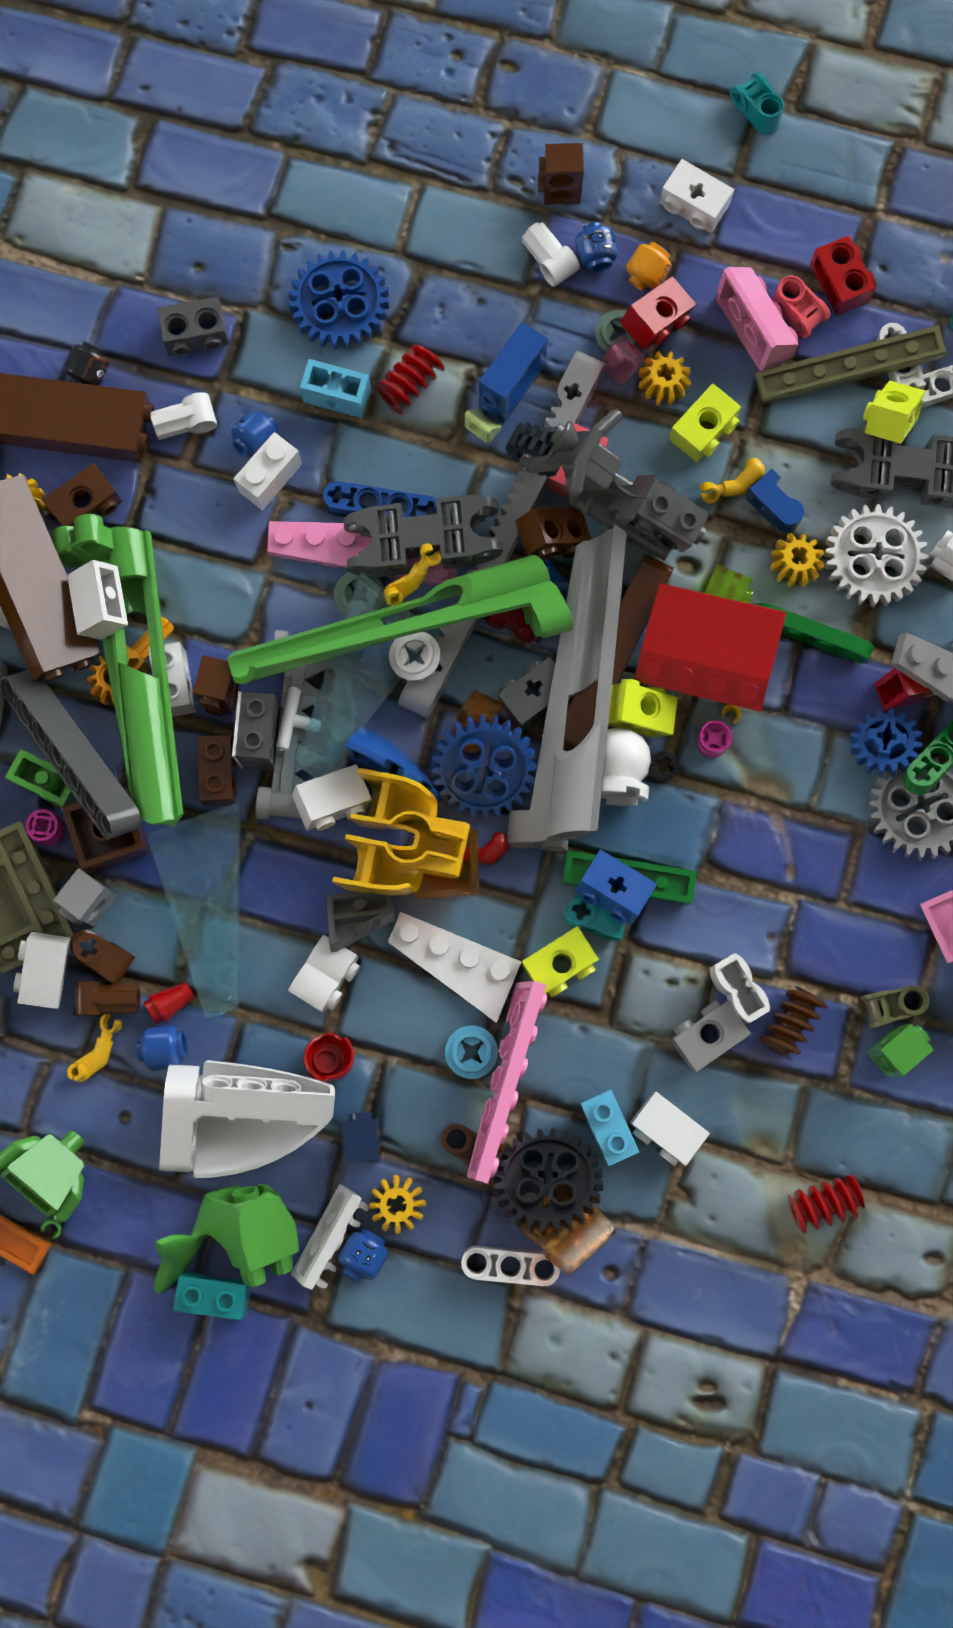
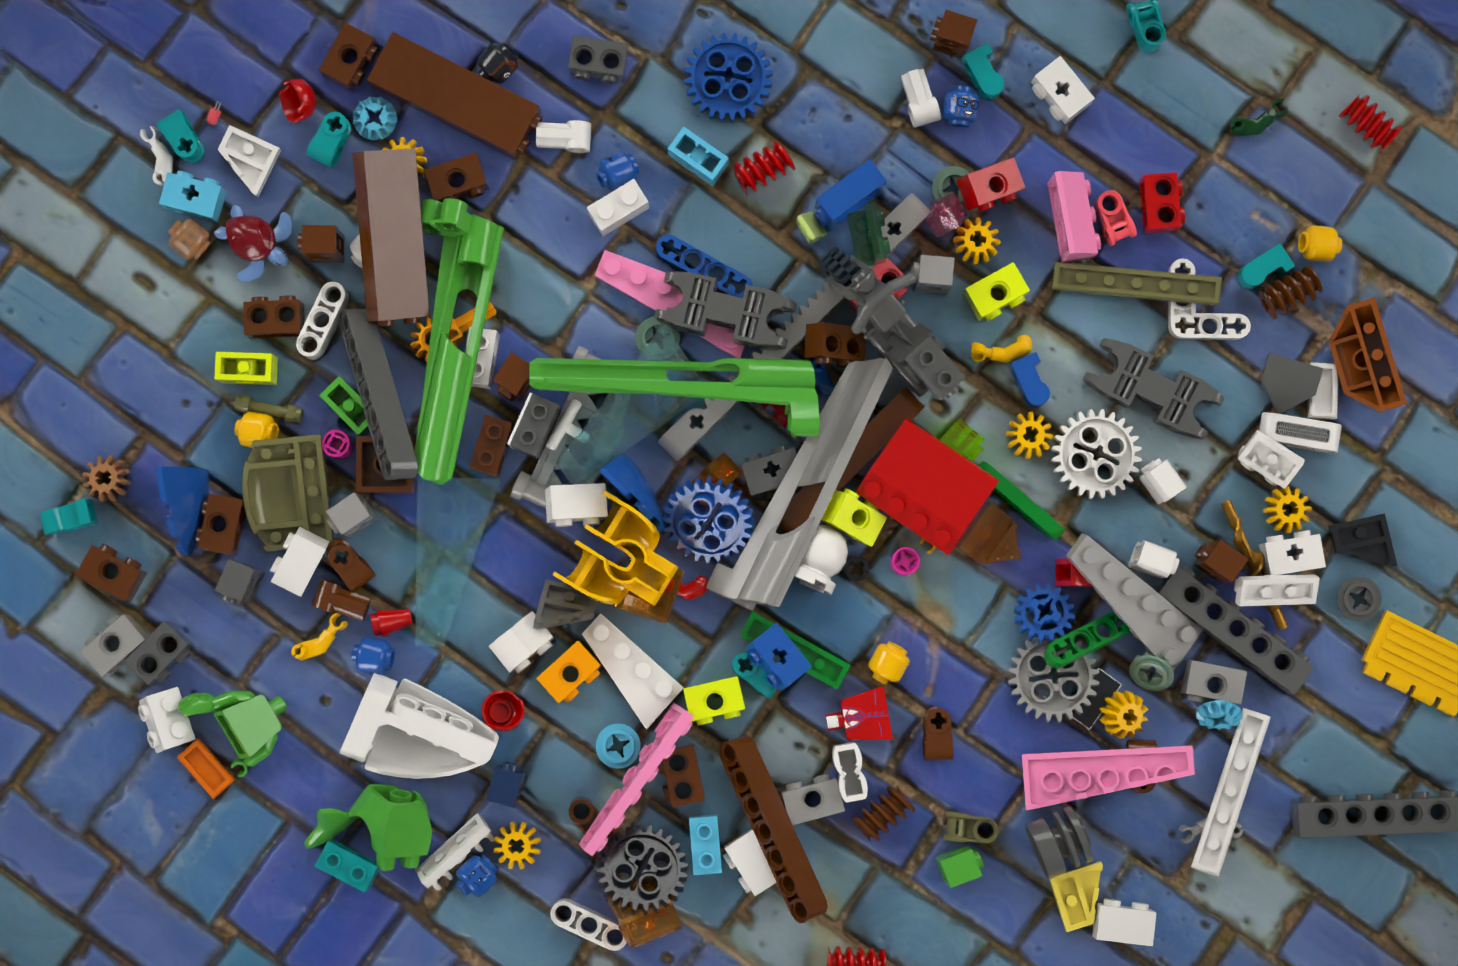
camera: 15 degrees right, 5 degrees up
(97, 600) = (441, 274): white brick -> none
(389, 968) = (553, 677): none -> light orange brick
(409, 583) = (701, 346): yellow arm -> none
(415, 642) = (678, 422): white gear -> none
(547, 400) = (867, 235): none -> clear green bracket
(562, 1055) = (689, 774): none -> reddish brown brick
(606, 206) = (985, 79): none -> teal leg
(637, 424) = (933, 274): none -> light grey brick
(648, 266) = (998, 138): light orange head -> none
(679, 1083) = (773, 829): none -> reddish brown beam
(731, 923) = (863, 716): none -> red torso
(737, 854) = (889, 662): none -> yellow head
(796, 682) = (991, 537): none -> clear orange slope
(821, 918) = (937, 741): none -> reddish brown piece
(893, 411) = (1155, 339): neon yellow brick -> none
(909, 168) = (1256, 126): none -> dark green arm

